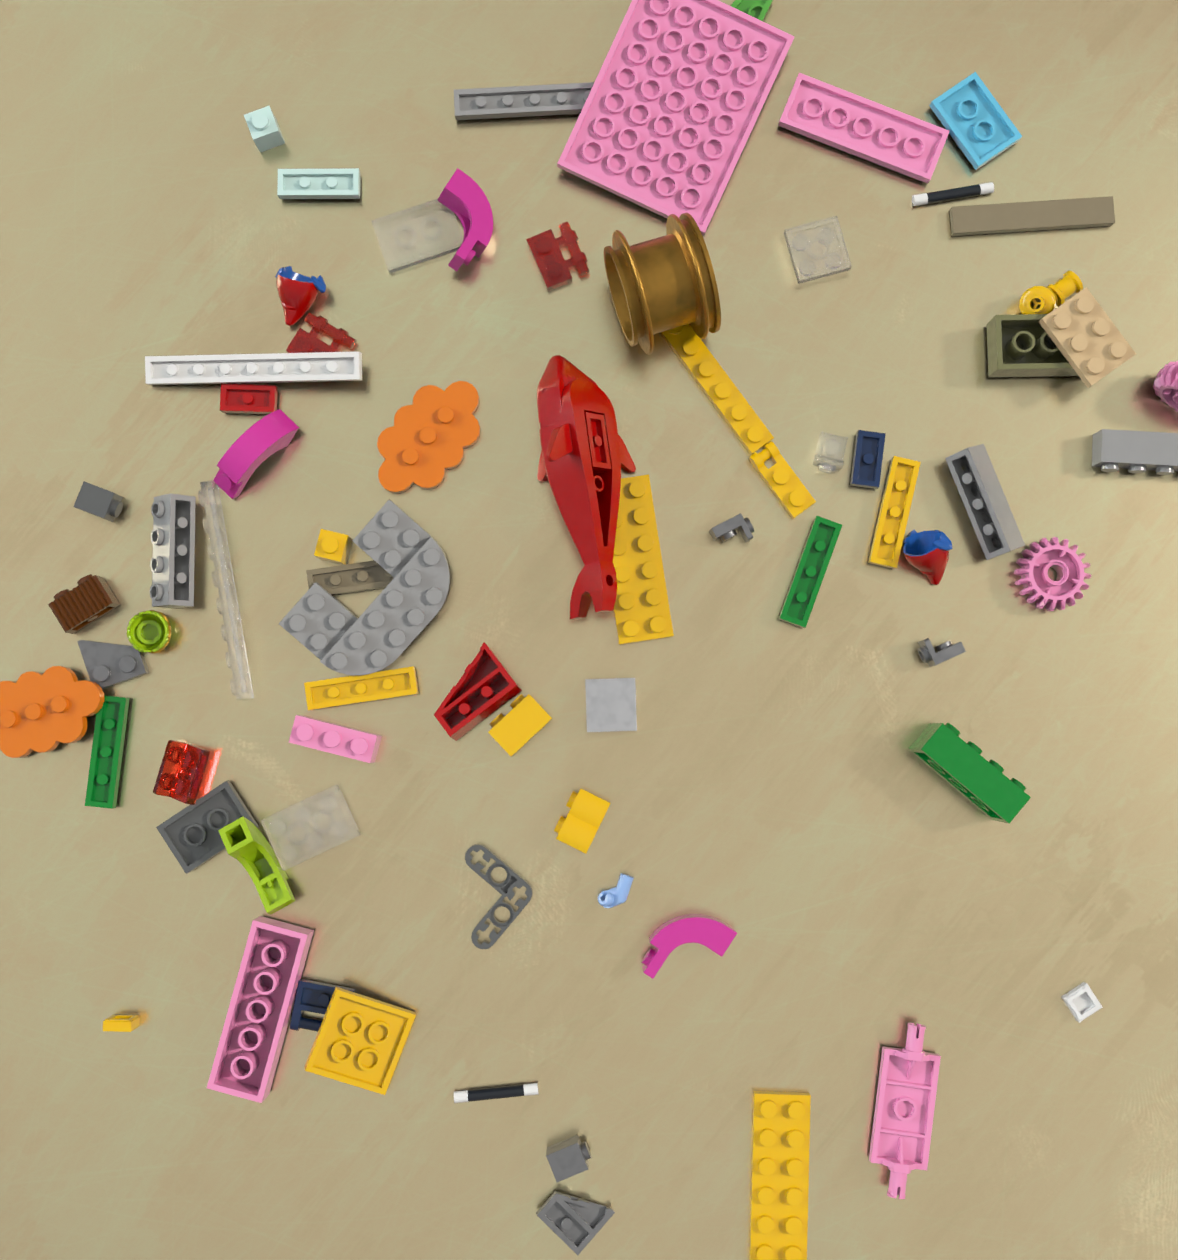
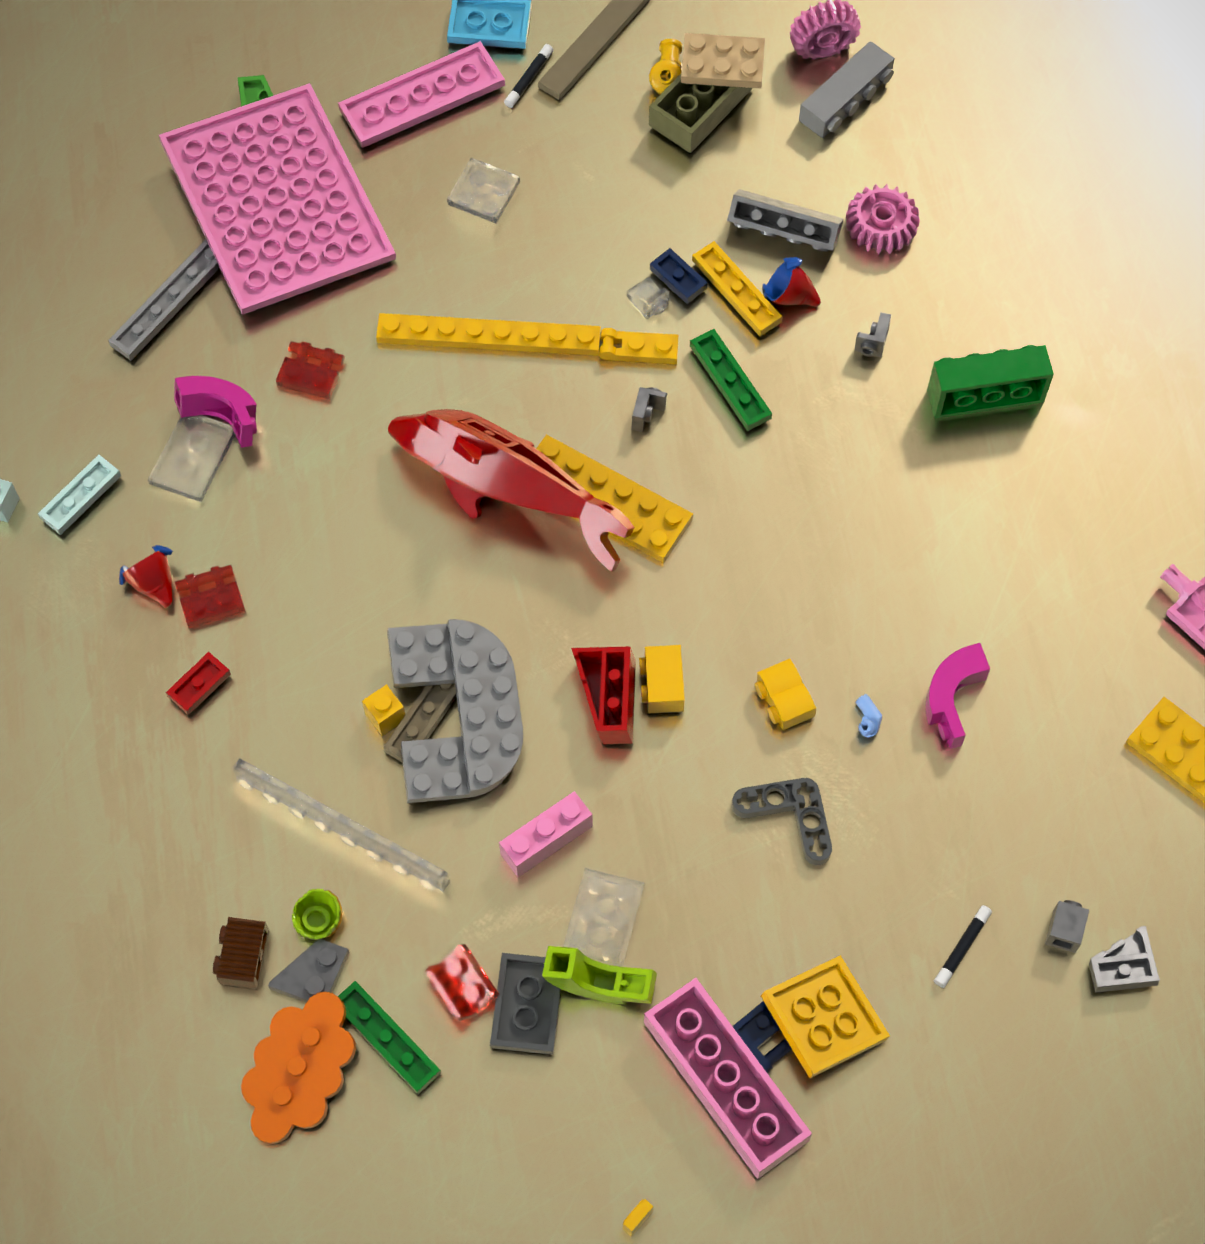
camera: 50 degrees left, 20 degrees down
(99, 502) = (168, 869): dark grey brick -> none
(173, 551) = (268, 838): light grey brick -> none
(252, 449) = (246, 711): dark pink arch -> none
(253, 368) = (177, 656): white plate -> none
(361, 688) = (521, 783): yellow plate -> none
(428, 437) = (362, 573): orange plate -> none
(611, 704) = (708, 601): flat silver piece -> none
(663, 283) = (412, 294): pearl gold wheel -> none

